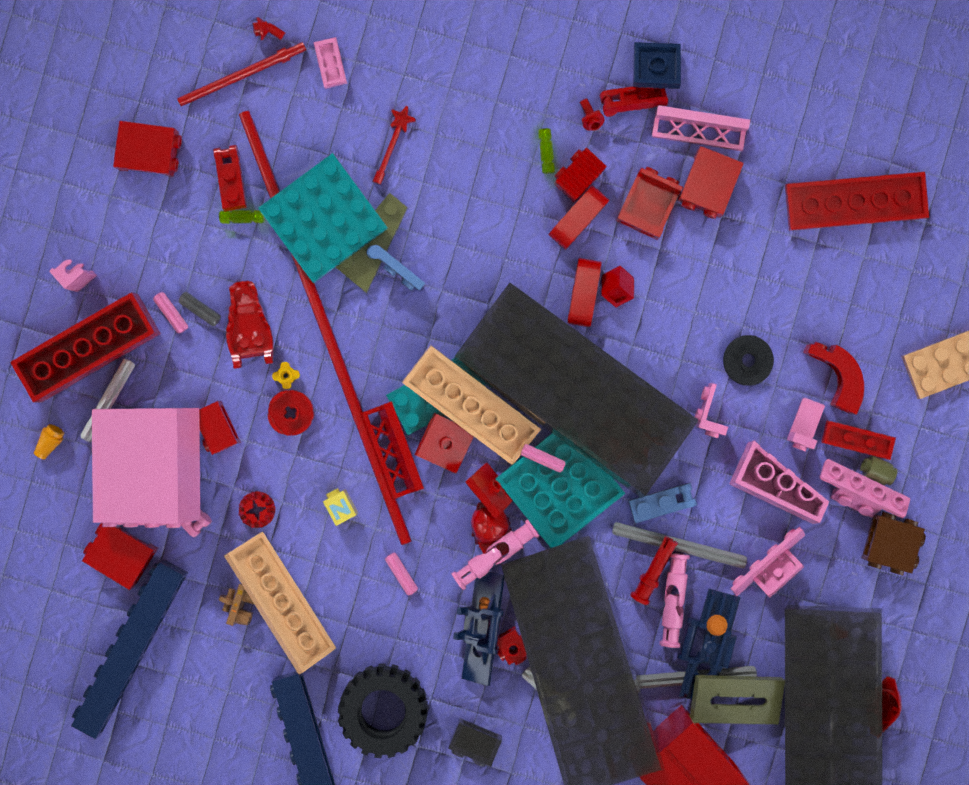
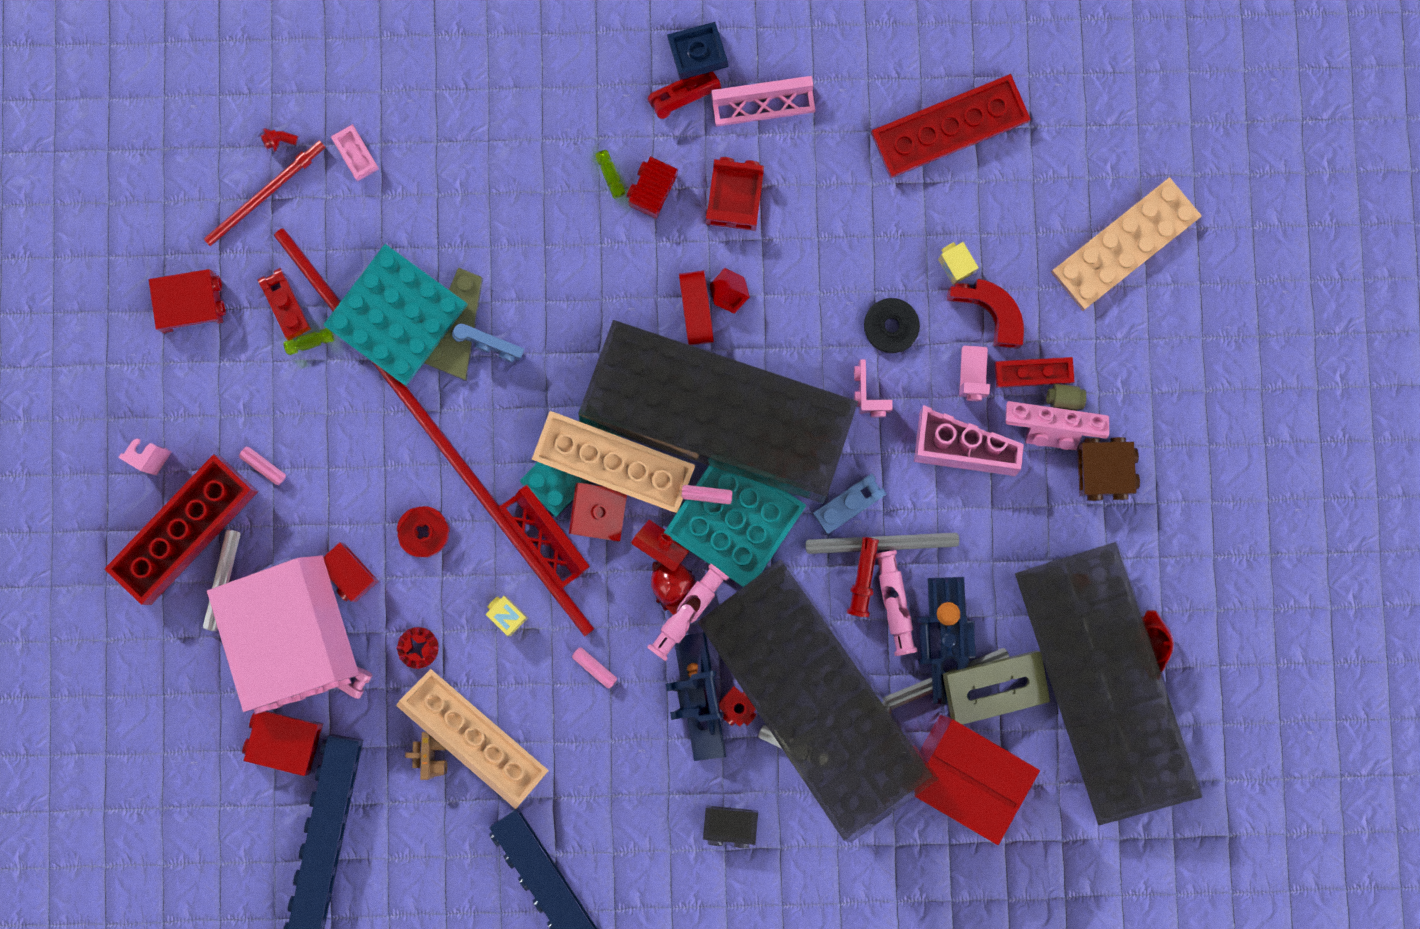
camera: 20 degrees left, 5 degrees down
(49, 439) = (170, 643): light orange cone -> none
(199, 309) = (292, 452): flat silver axle -> none
(247, 328) = (349, 455): red animal -> none
(292, 375) = (403, 486): yellow plate -> none
(372, 739) = (611, 856): black tyre -> none
(400, 122) = (447, 192): red piece -> none
(578, 217) = (665, 231): red beam -> none
(593, 119) = (649, 127): red plate -> none
(710, 183) = (791, 153): red panel -> none
(774, 569) = (990, 536): bright pink bracket -> none
(823, 323) = (957, 262): none -> light yellow brick

